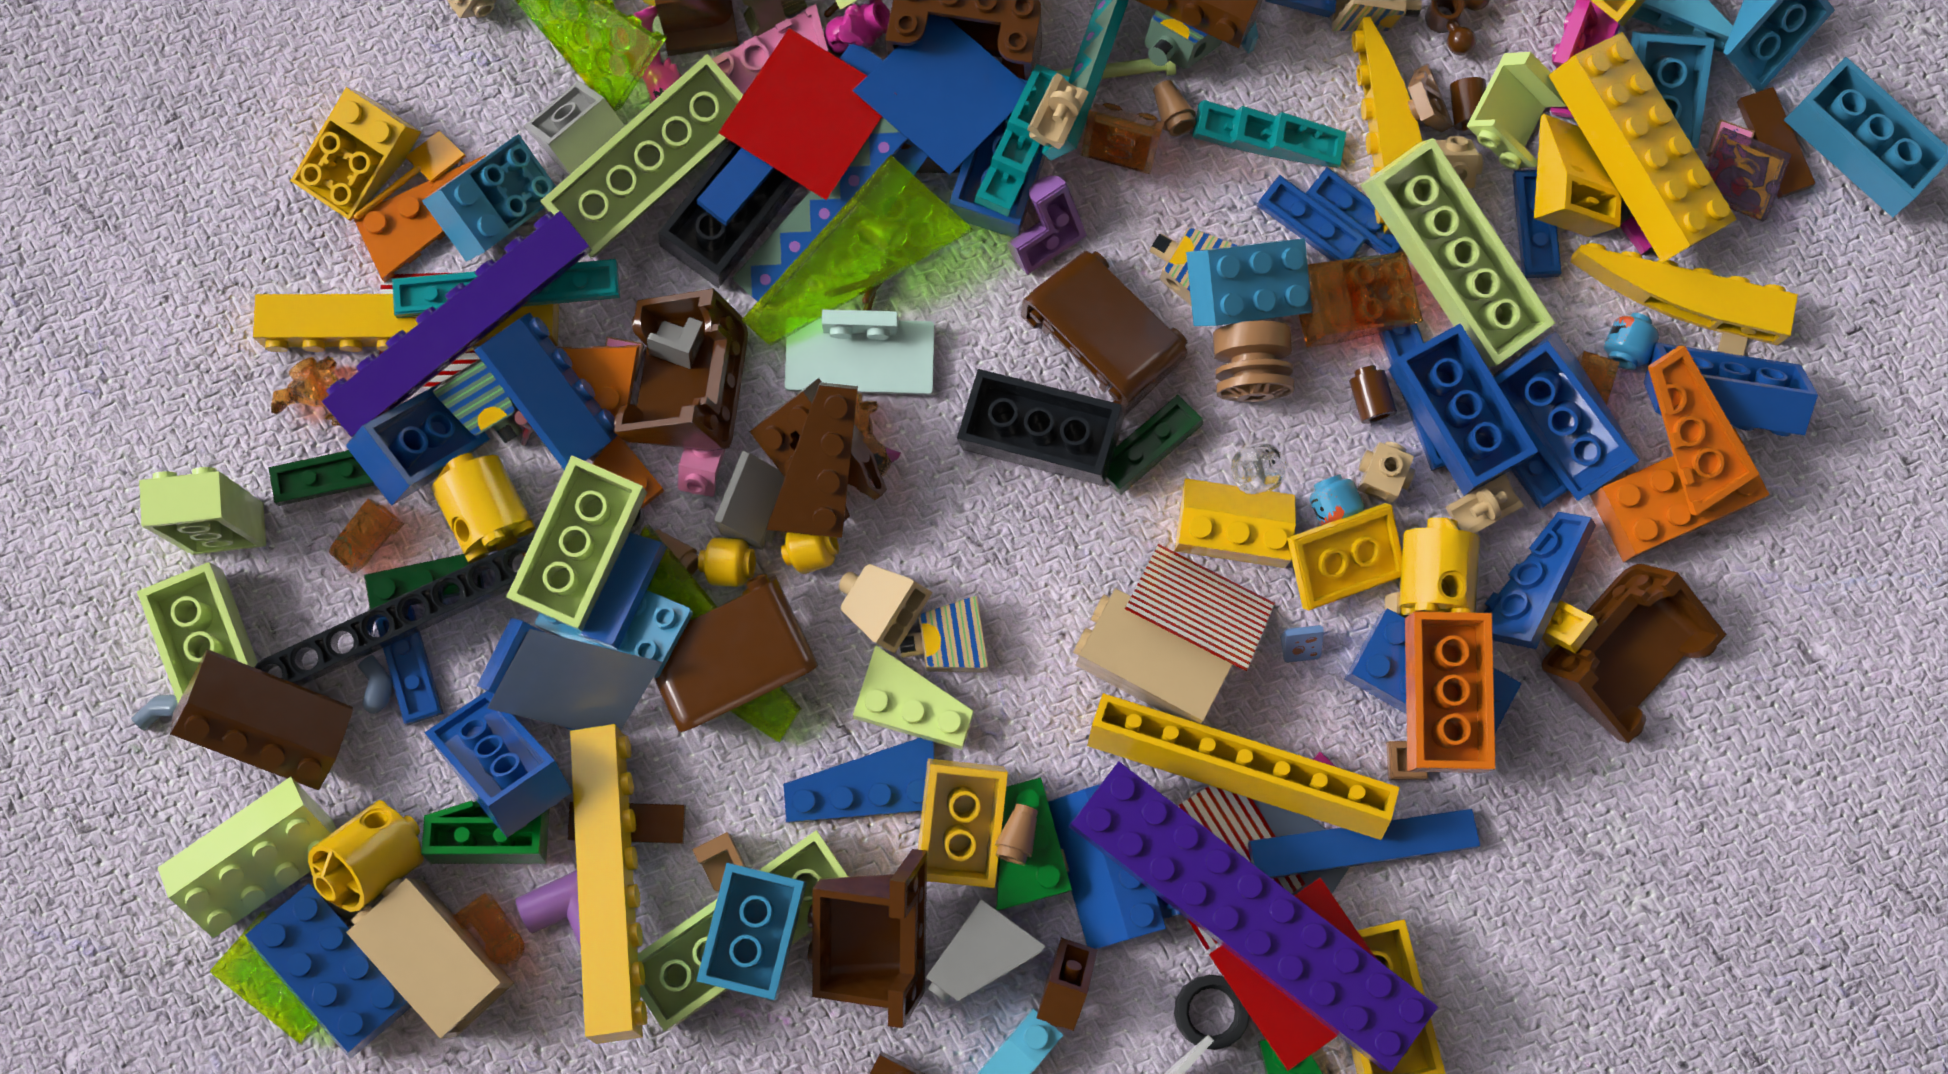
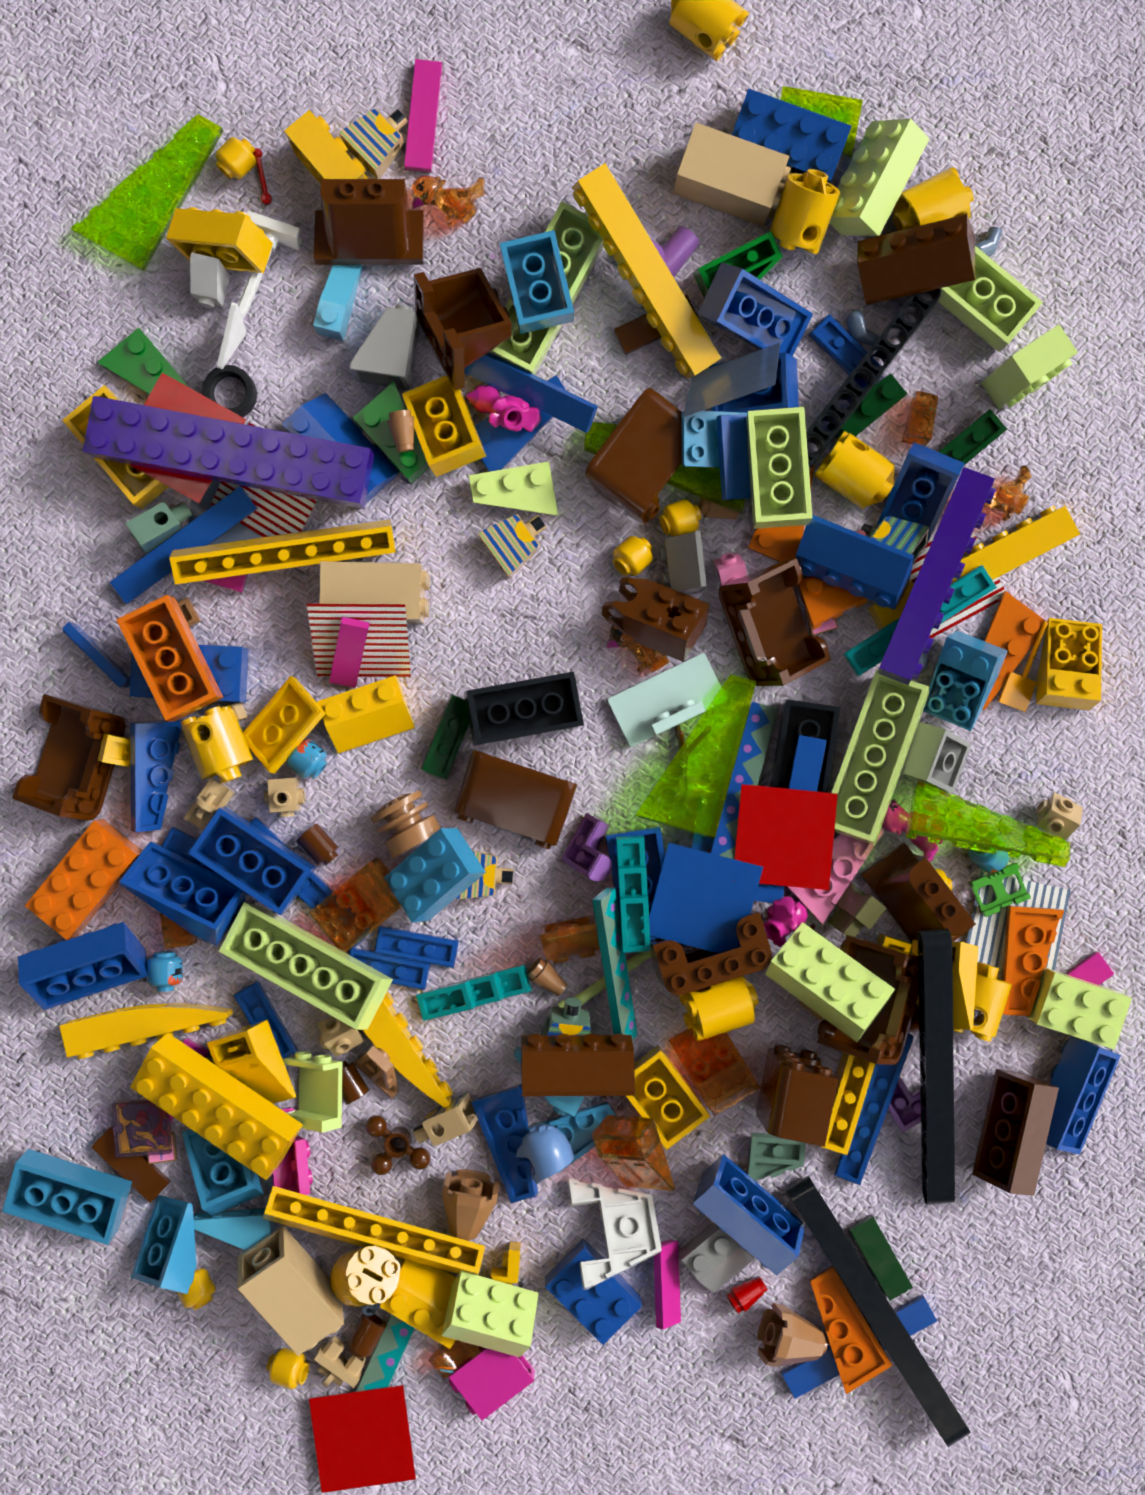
camera: 160 degrees right, 10 degrees up
(198, 786) = (933, 200): none -> yellow cylinder
(502, 939) = (702, 216): clear orange leg -> none
(677, 343) = (790, 646): light grey panel -> none
(714, 856) = (583, 330): medium nougat panel -> none
(818, 474) = (650, 599): reddish brown wing -> none
(822, 802) = (534, 391): none -> blue tile
(875, 802) = (505, 411): none -> dark pink animal
(882, 604) = (566, 539): tan torso -> none
(1056, 112) = (617, 917): tan hips -> none
(1067, 984) = (326, 358): reddish brown brick -> none
(1221, 599) = (349, 652): none -> dark pink tile
(1258, 468) = (368, 755): clear head -> none
(1302, 643) = (285, 656): medium blue slope -> none
(1402, 878) = (148, 529): none -> sand green torso
(1538, 761) = (97, 655): none -> blue tile
(1700, 435) = (86, 917): orange wing -> none
(1732, 344) = (97, 1005): tan window -> none

